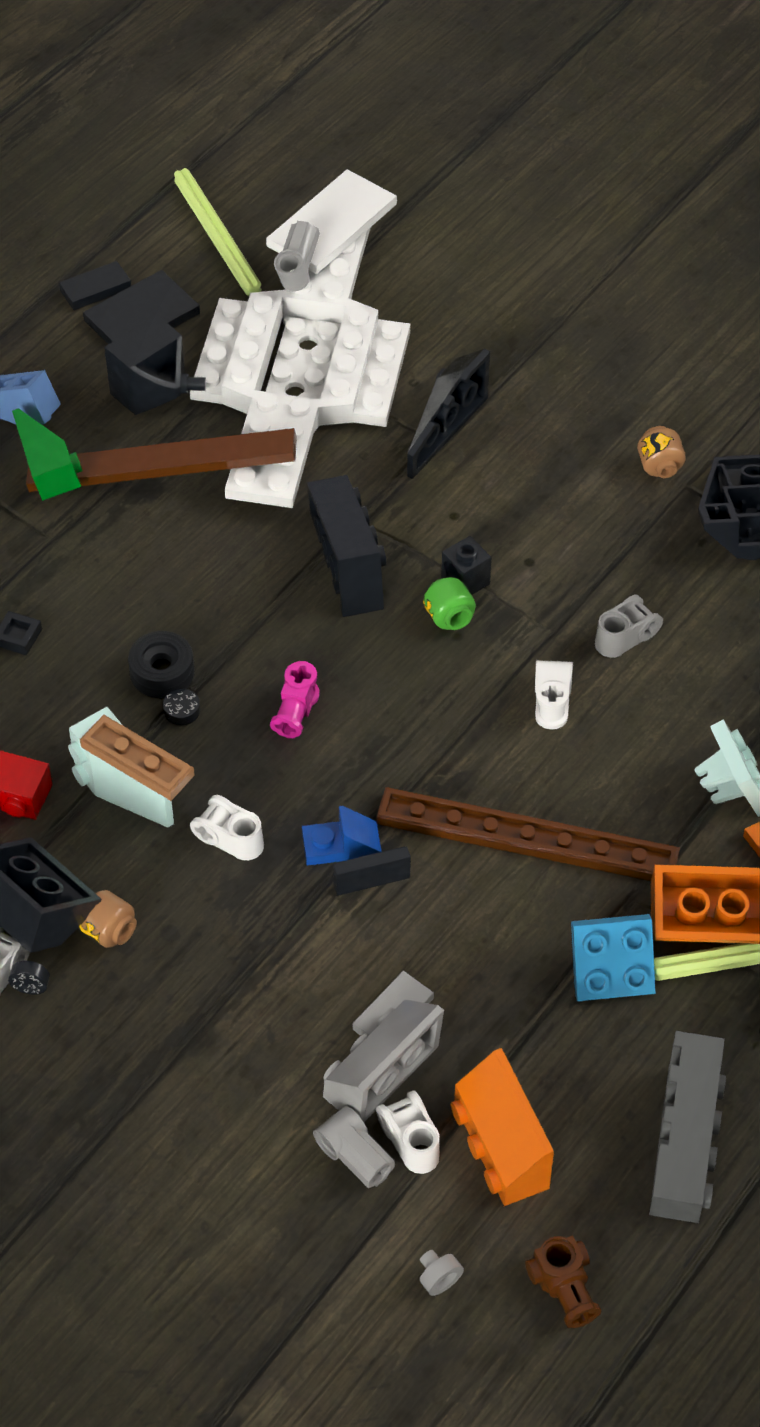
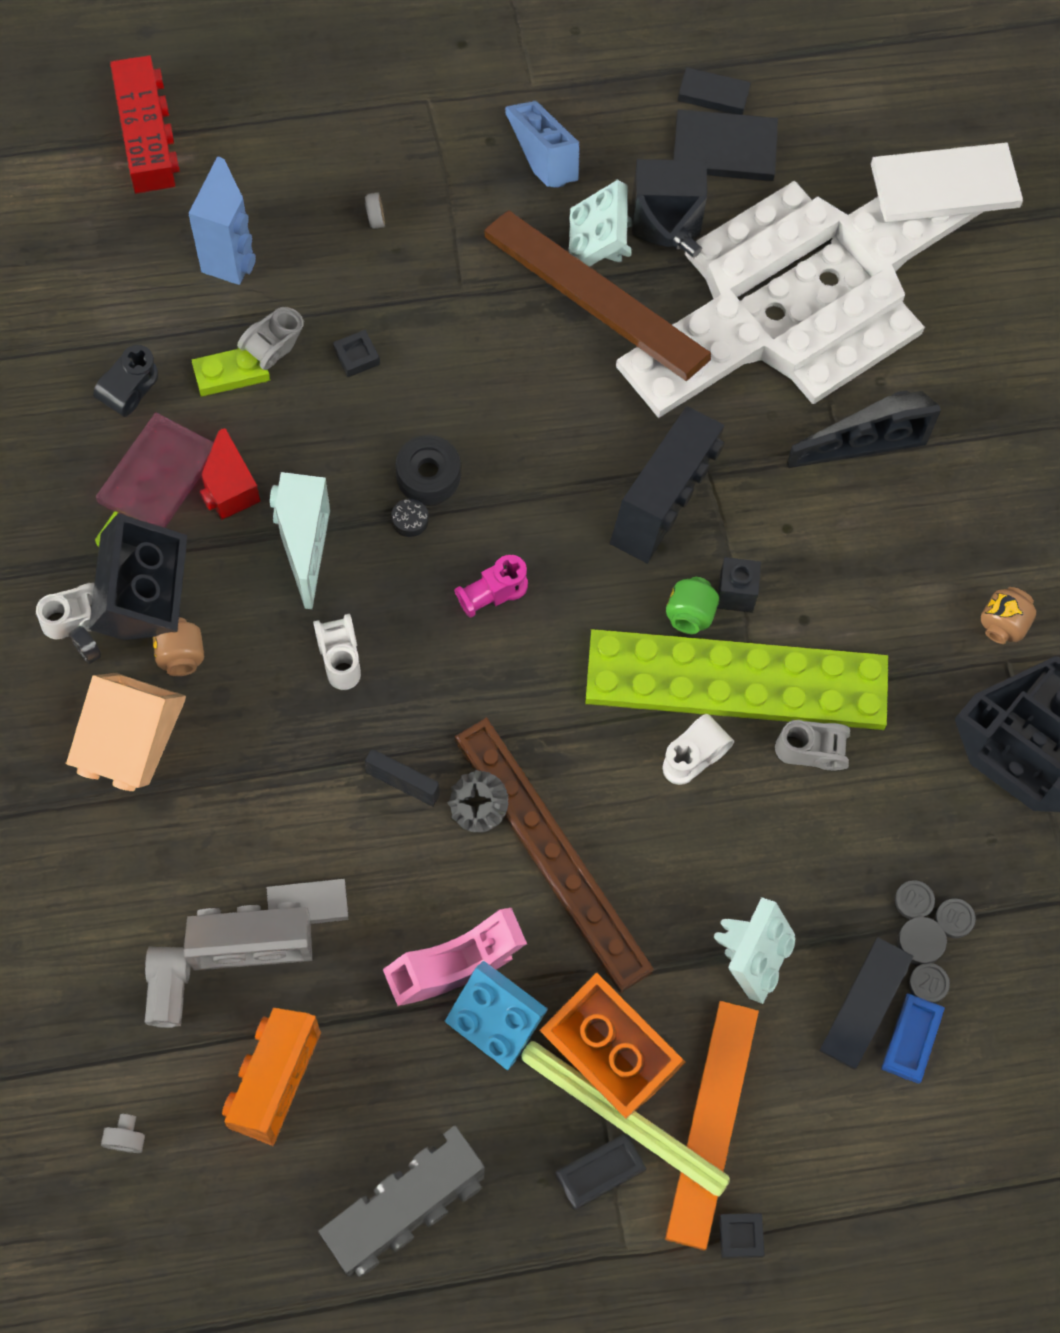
camera: 40 degrees right, 15 degrees up
(48, 457) = (507, 227): green slope -> none
(114, 415) = (601, 225): none -> light aqua plate
(129, 1005) = (123, 730): none -> light nougat slope
(137, 757) = (300, 540): medium nougat tile -> none
(217, 232) = (859, 117): yellowish green axle -> none
(297, 256) = (875, 194): light grey piece -> none
(342, 840) = (412, 731): blue slope -> none
(408, 1126) = (218, 1003): white piece -> none
(442, 860) = (490, 813): none -> dark grey gear
(524, 631) = (737, 679): none -> lime plate
(549, 944) = (450, 965): none -> bright pink arch
(565, 1282) = (200, 1234): reddish brown connector -> none

